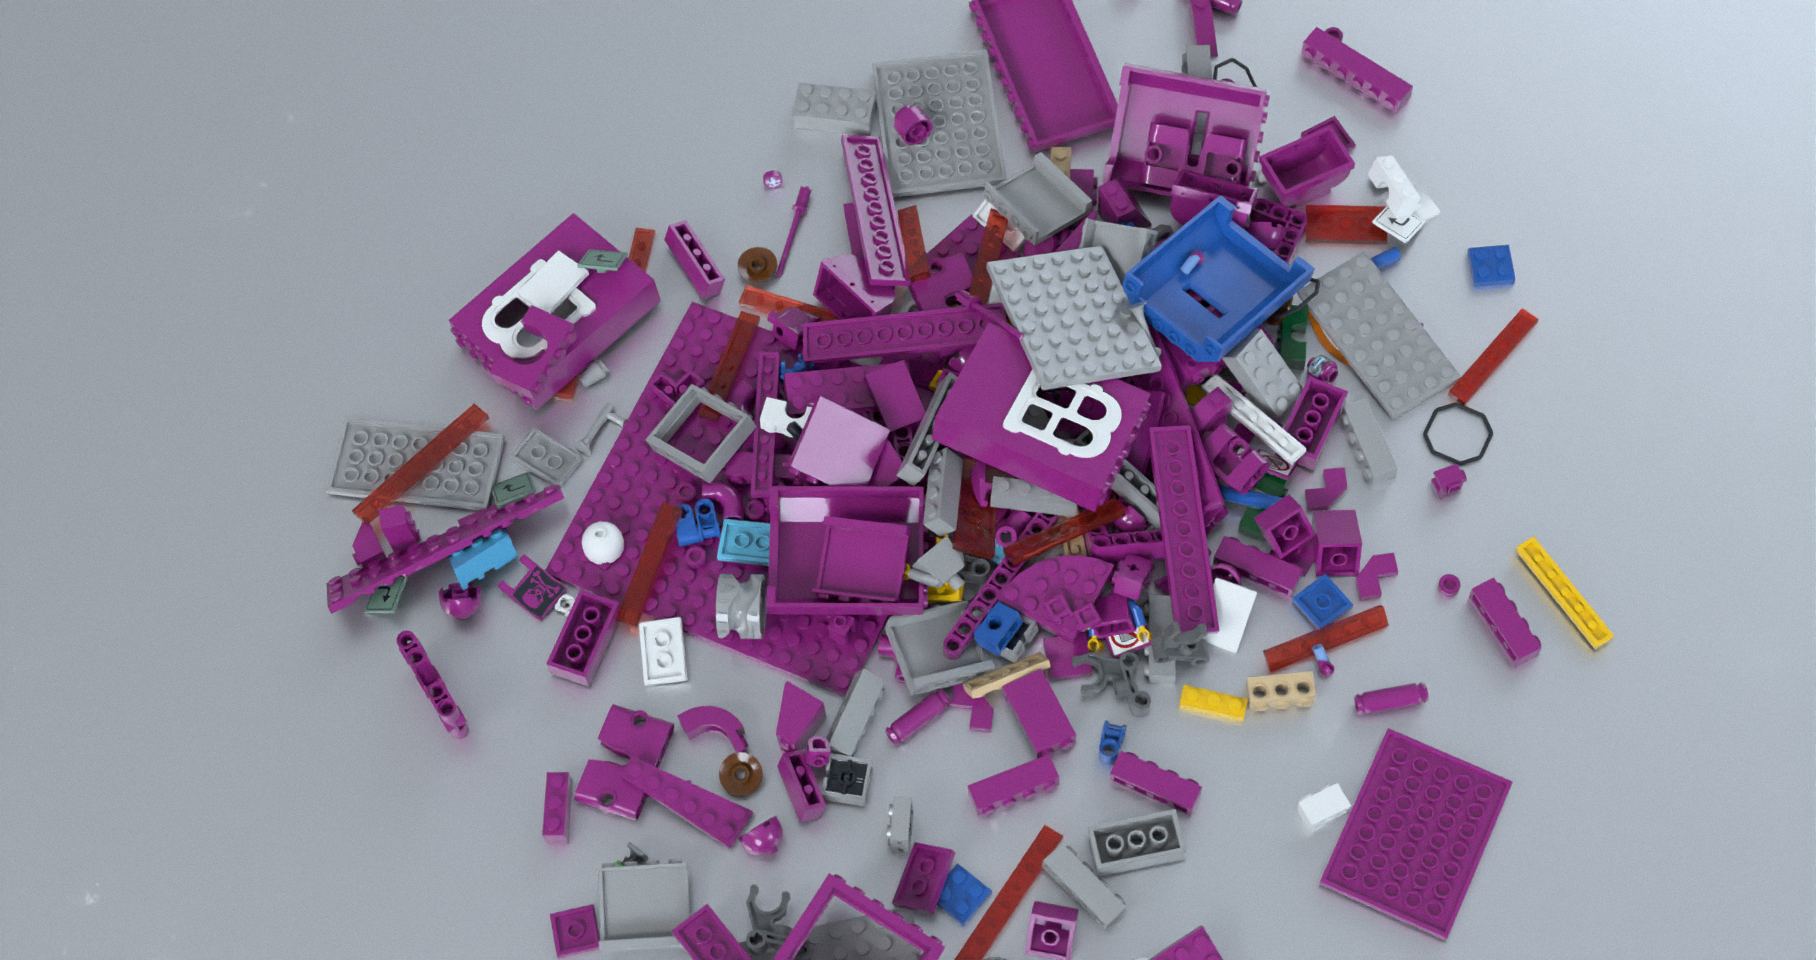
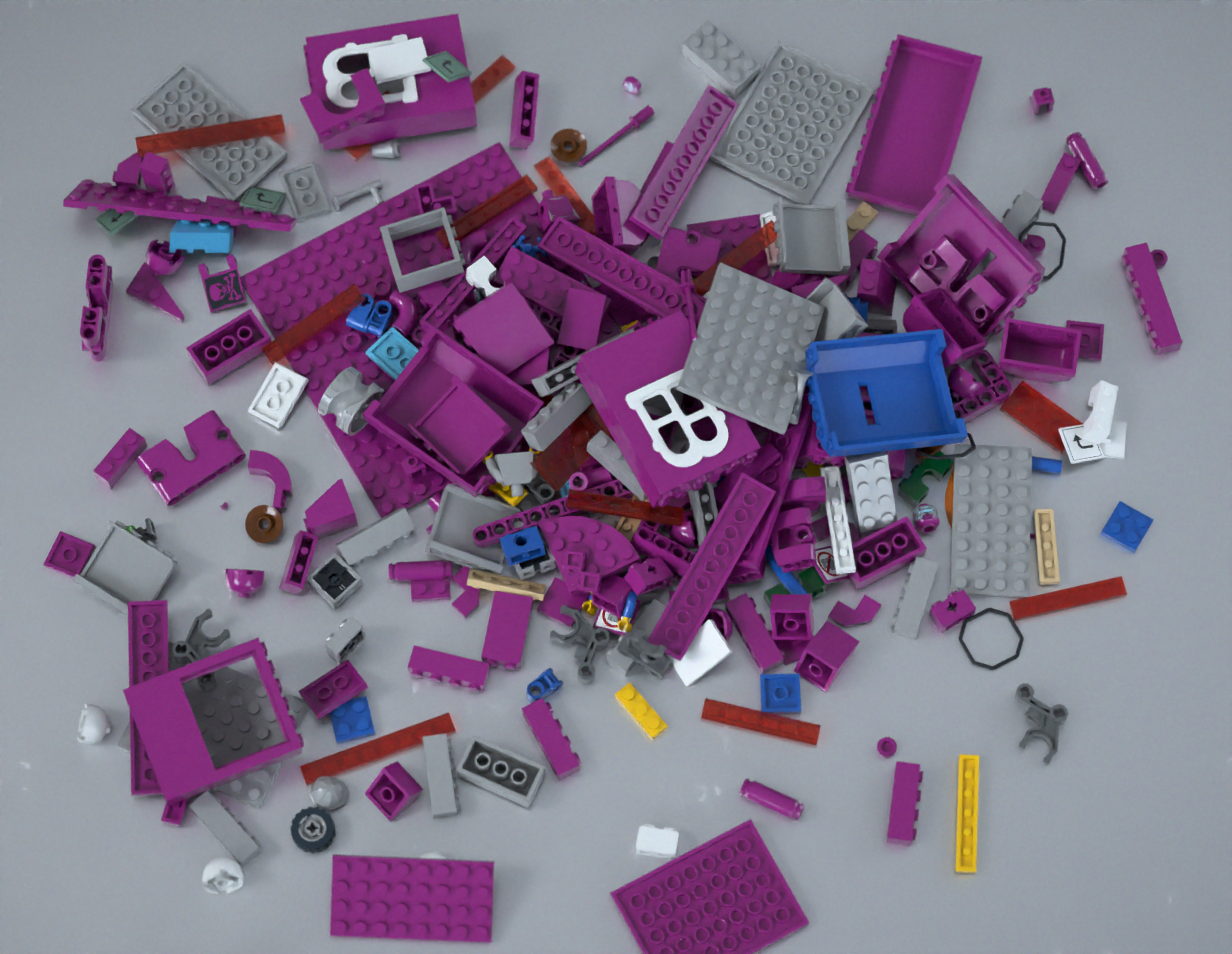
camera: 30 degrees right, 5 degrees up
(467, 639) = (149, 290): none -> magenta wing
(561, 605) = (236, 309): white plate -> none
(602, 542) = (294, 284): white cylinder -> none
(701, 808) = (217, 527): magenta wing -> none
(817, 751) = (326, 545): magenta plate -> none
(912, 124) = (766, 112): magenta piece -> none
(913, 243) = (692, 208): clear red tile -> none
(939, 728) = (430, 590): none -> magenta plate
(979, 485) = (588, 432): magenta slope -> none
(1195, 258) = (888, 365): medium blue arm -> none
(1288, 682) = (693, 727): tan brick -> none
(1324, 664) = (745, 738): arm -> none
(1377, 566) = (830, 699): magenta tile -> none
(1407, 442) = (947, 619): none -> magenta brick
(1441, 326) = (1046, 546): none -> tan plate
(1448, 480) = (951, 668): magenta window -> none
(1558, 466) = (1044, 716): none -> dark grey piece

